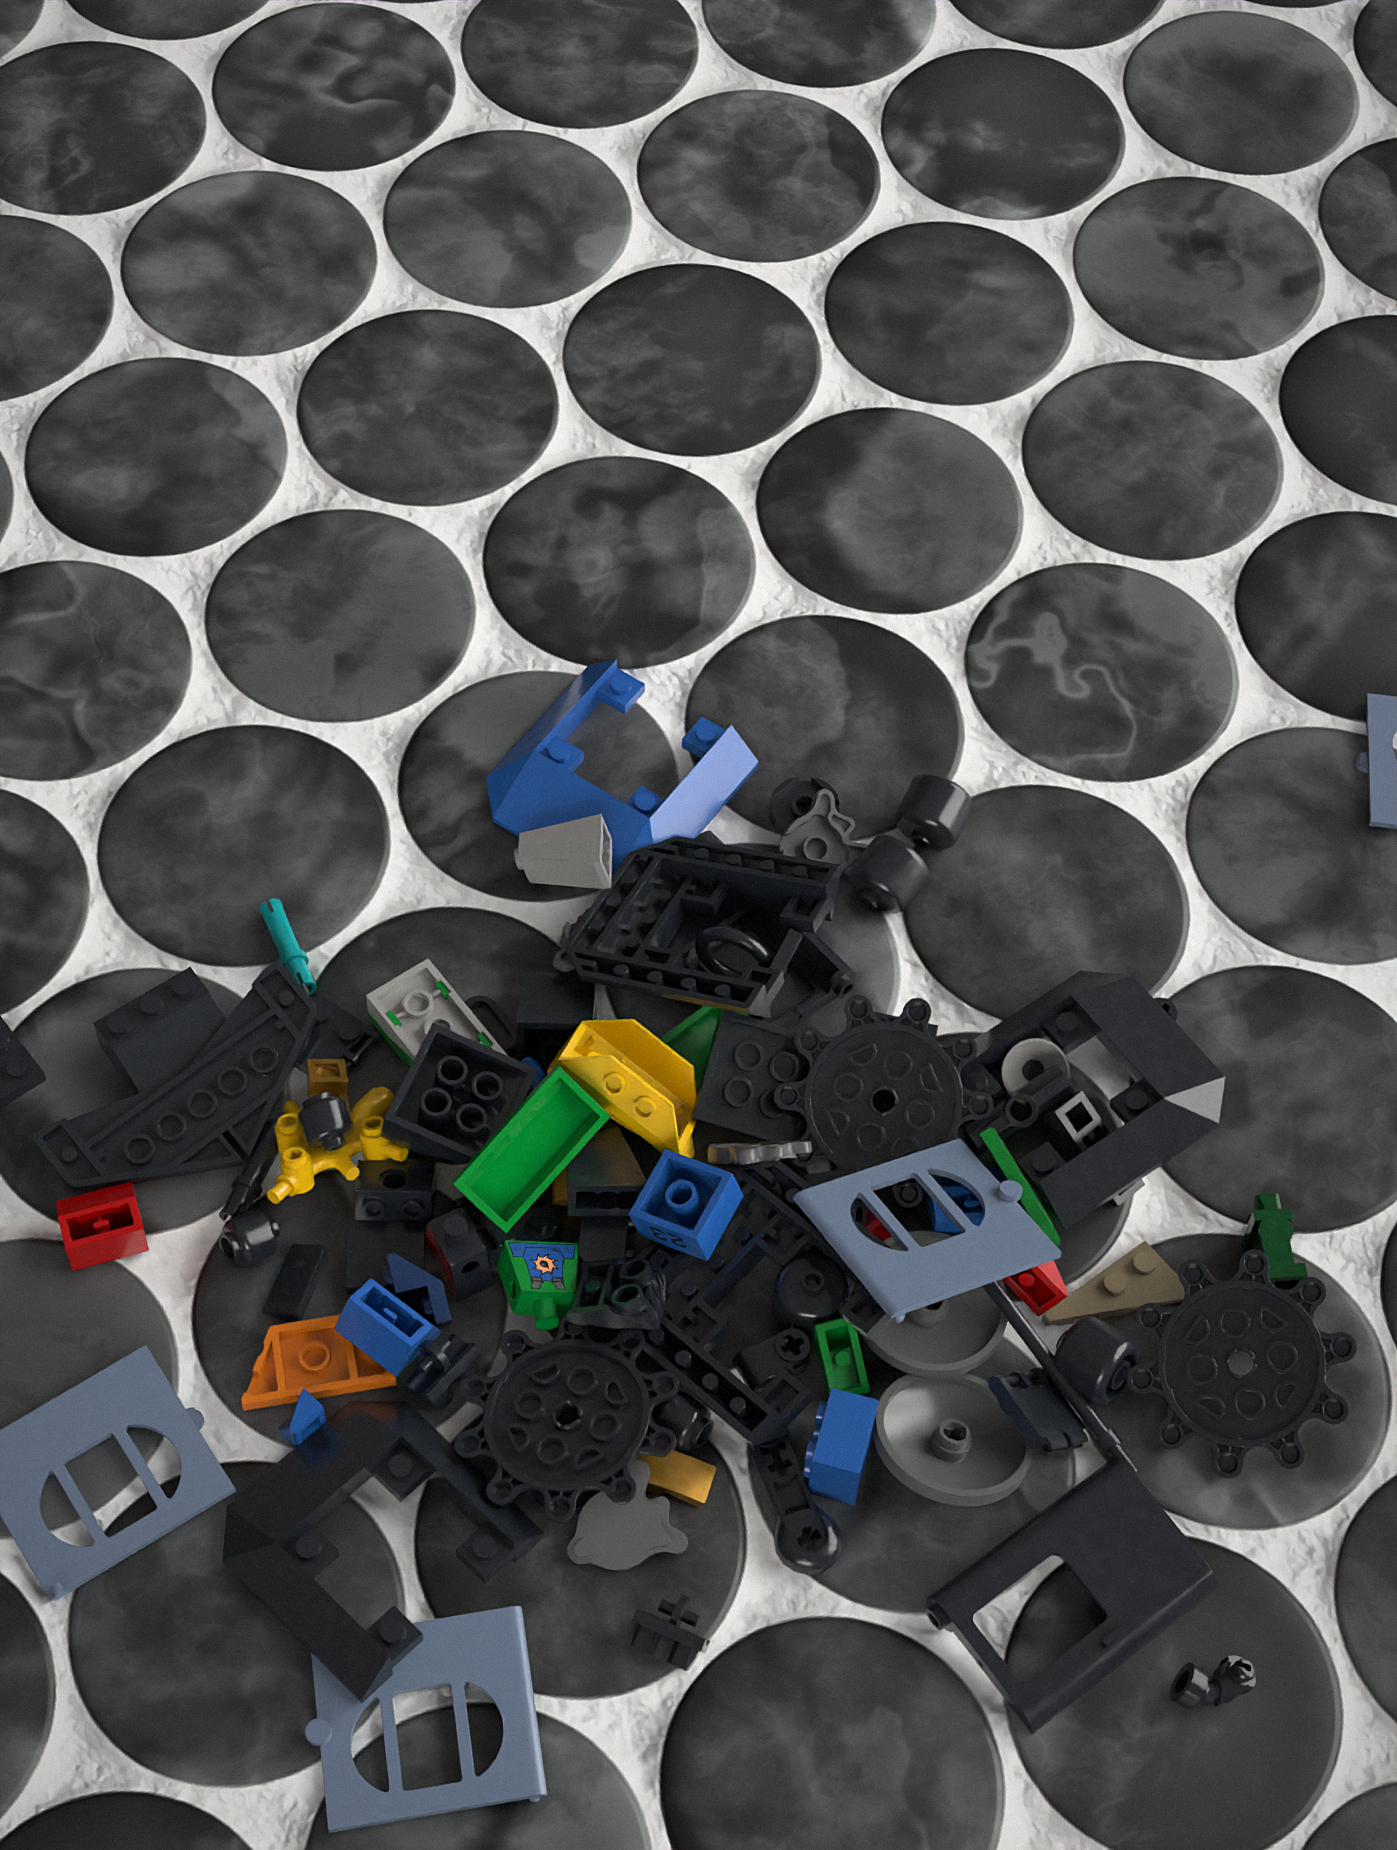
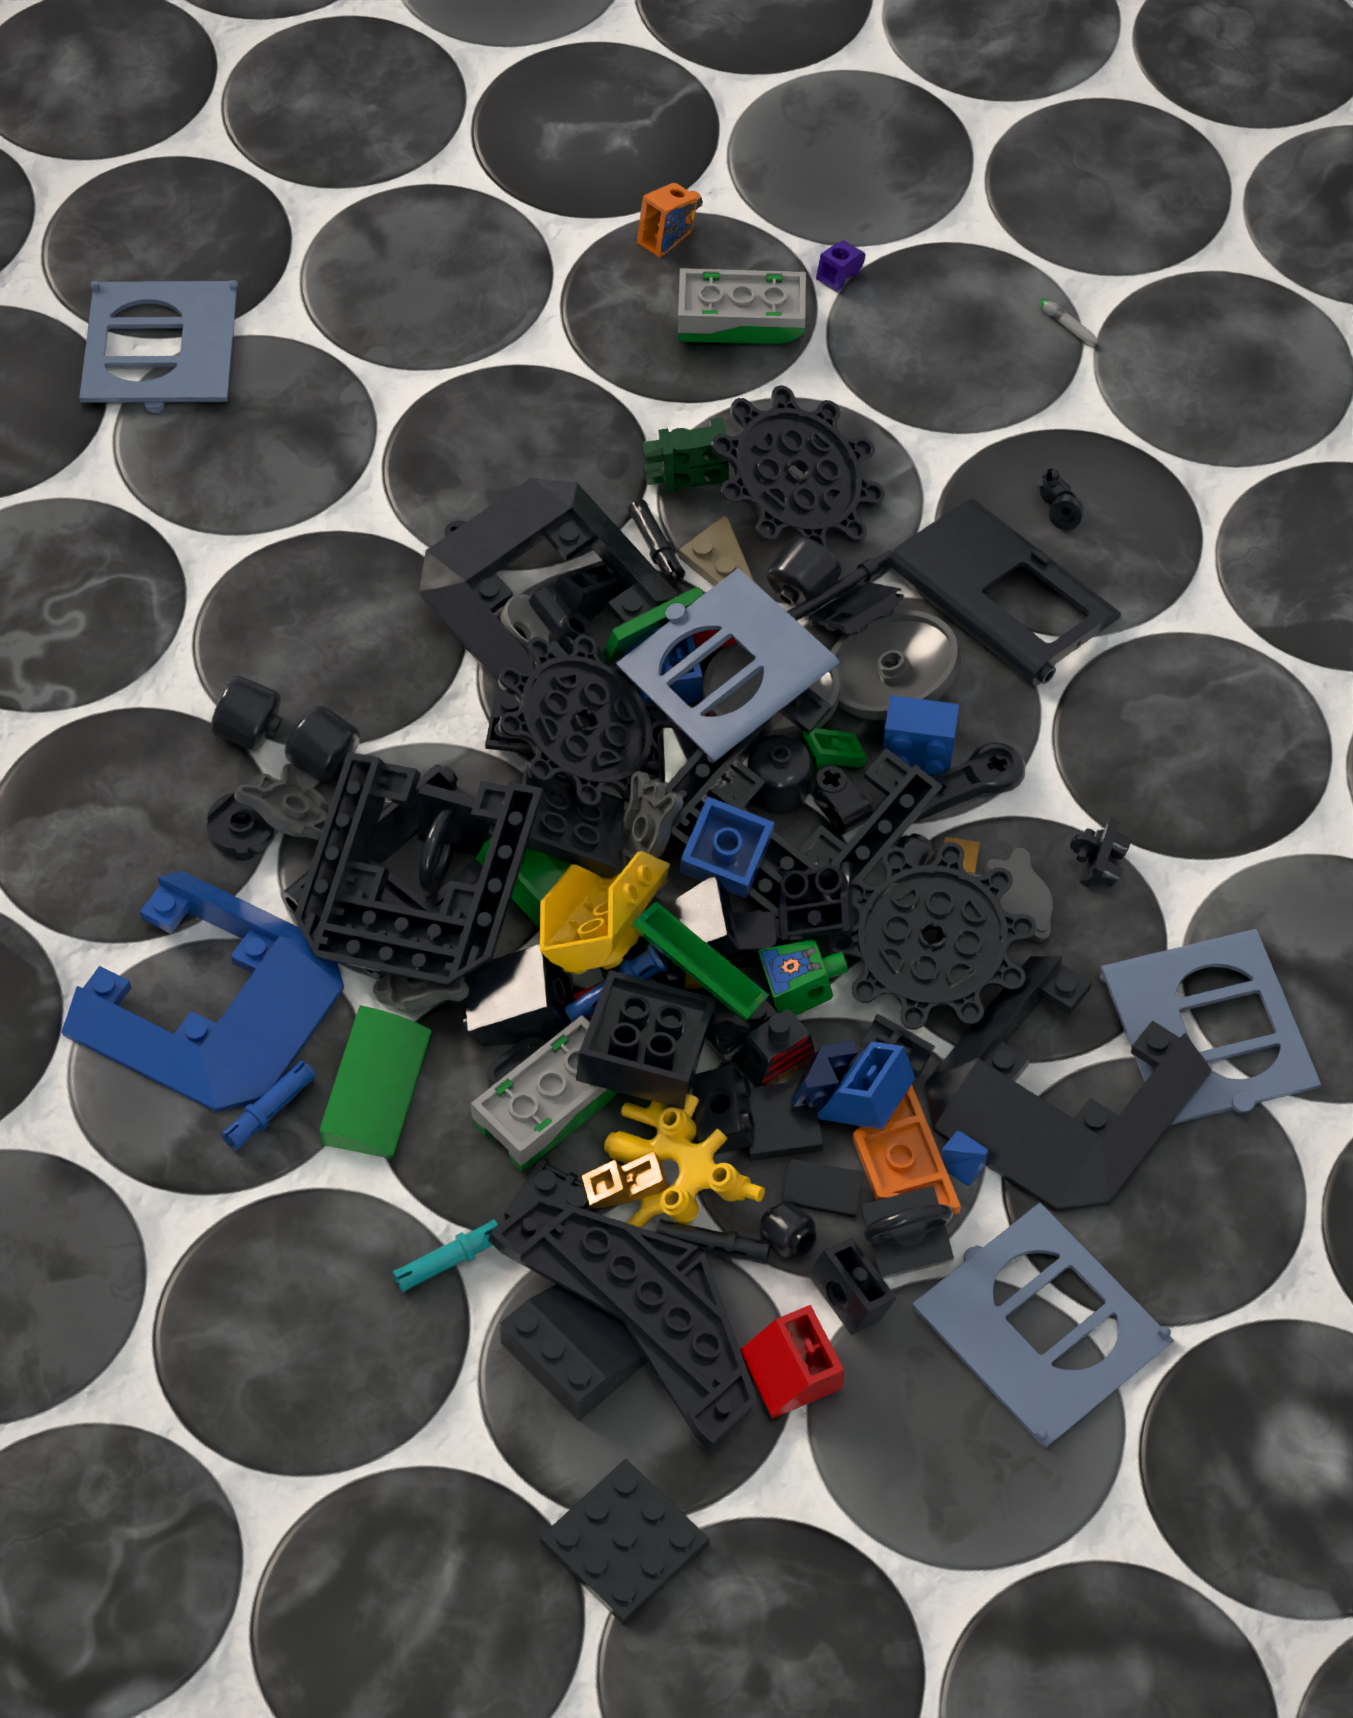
camera: 95 degrees left, 0 degrees up
(168, 1282) = (851, 1286): none -> black brick
(221, 1345) = (908, 1232): none -> black tile
(325, 1121) = (676, 1156): black head -> none
(468, 806) = (257, 1115): none -> blue pin
(489, 902) = (375, 1083): none -> green slope
(568, 854) = (326, 1003): light grey slope -> none
(1147, 1221) = (661, 551): none -> black pin

